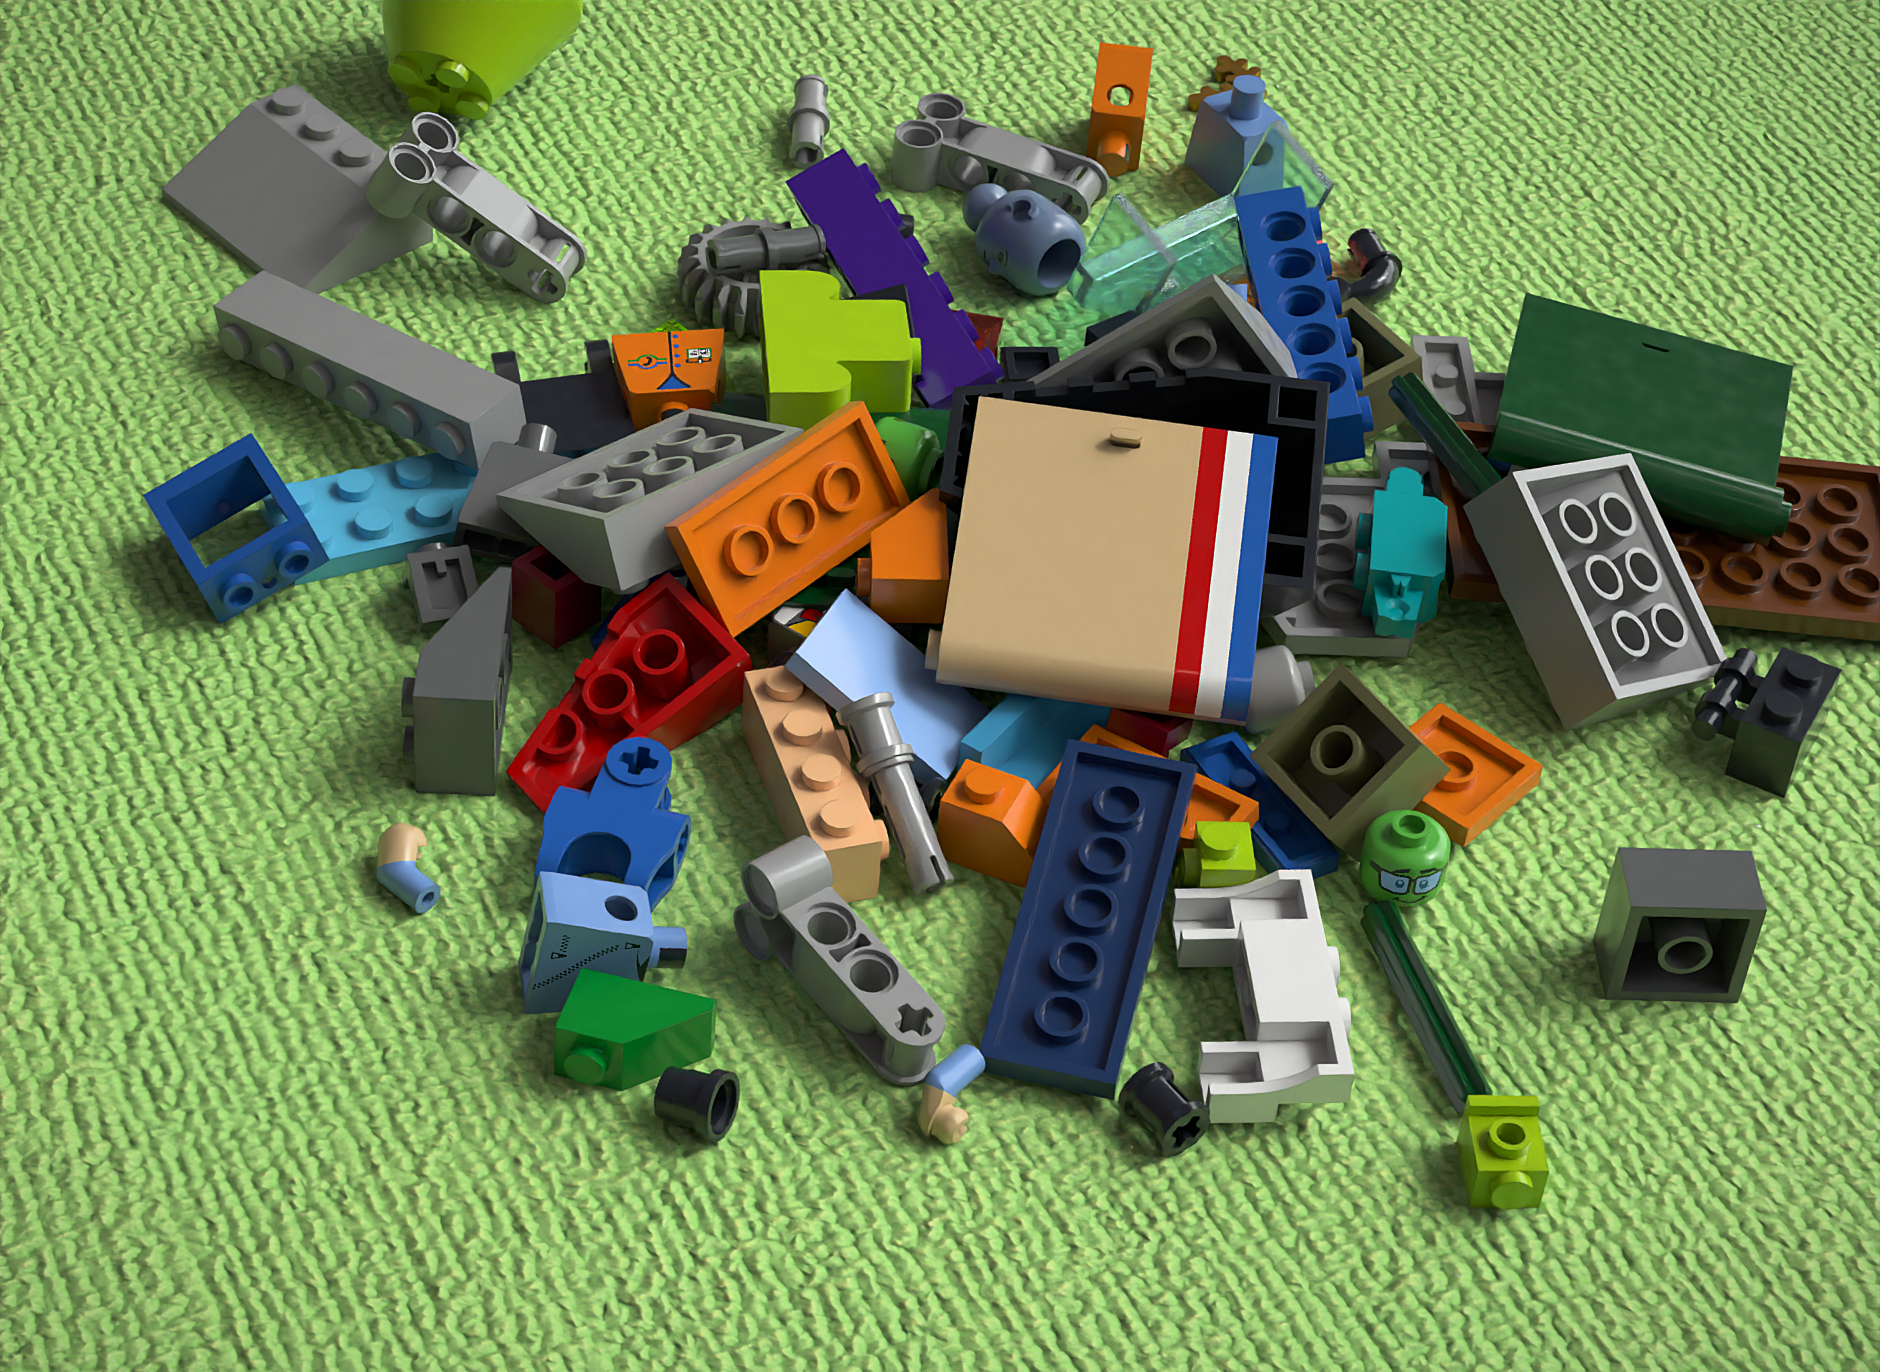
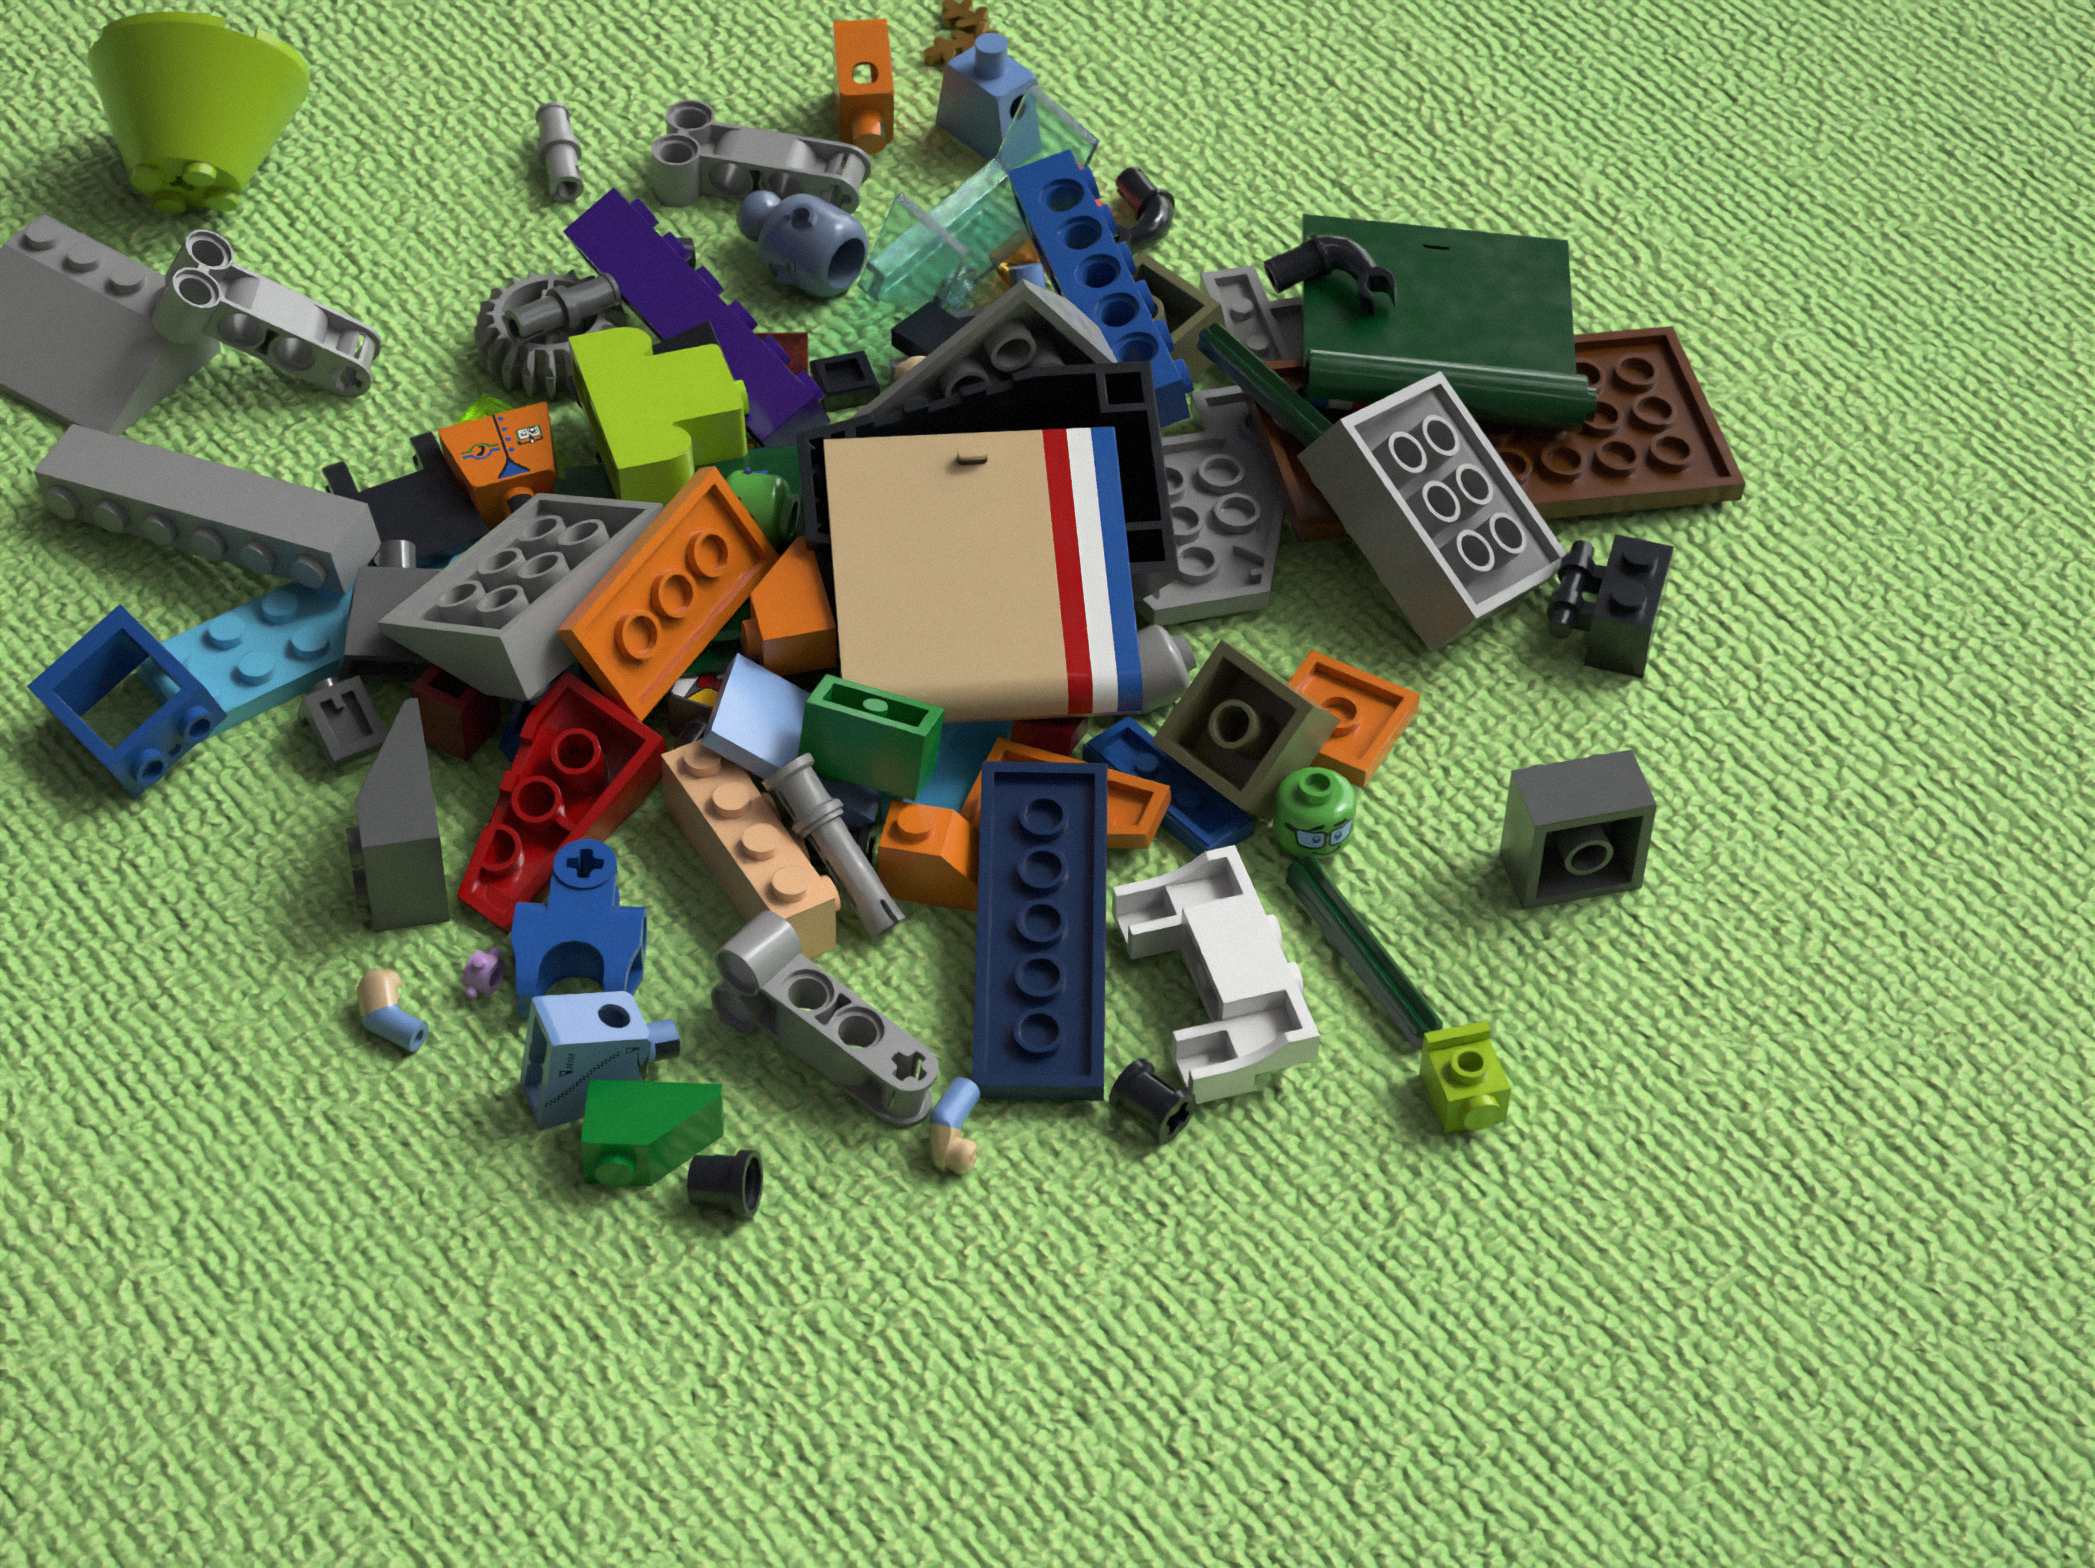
camera: 10 degrees left, 5 degrees up
(511, 850) = (483, 973): none -> lavender piece
(958, 691) = (871, 737): none -> green brick
(1218, 856) = (1144, 849): lime brick -> none
(1402, 555) = (1245, 510): teal hinge -> none
(1540, 330) = (1325, 255): none -> black piece

